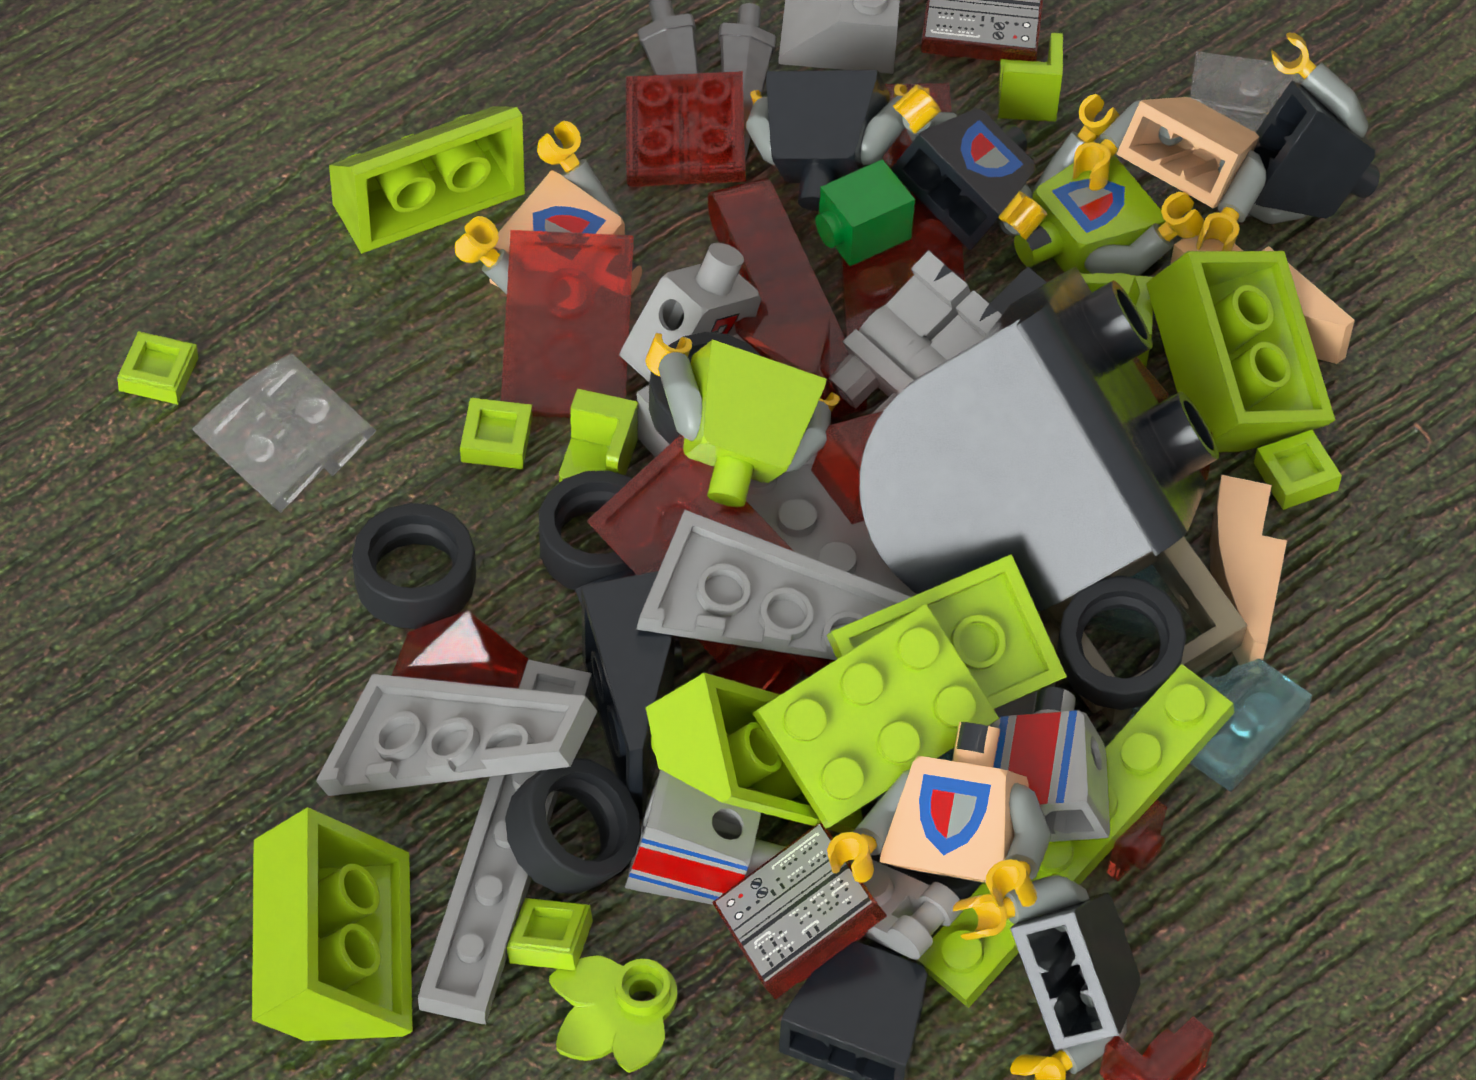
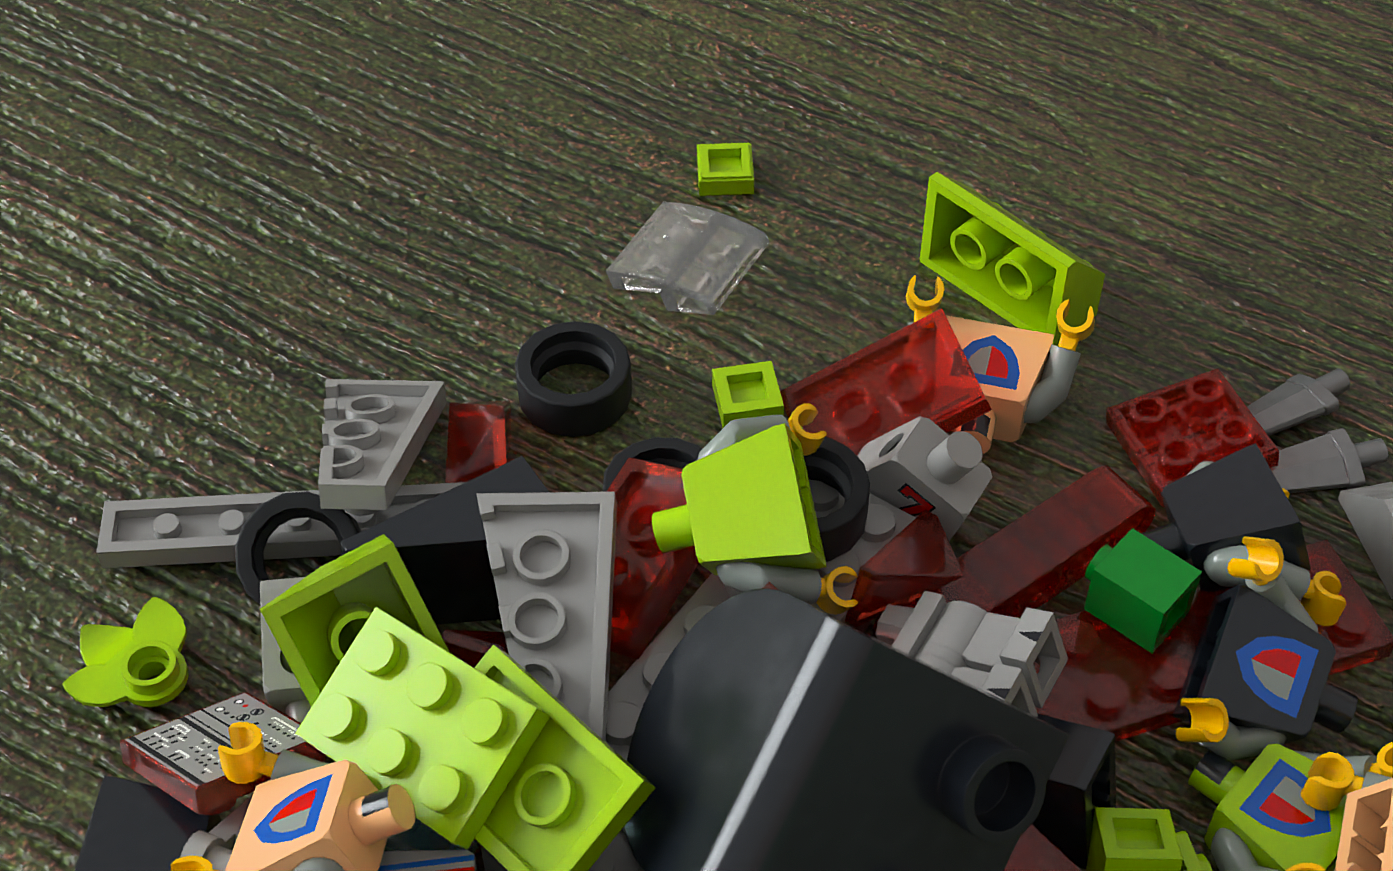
camera: 75 degrees right, 5 degrees down
(330, 932) = (165, 431): lime slope -> none
(549, 934) = (200, 584): lime tile -> none

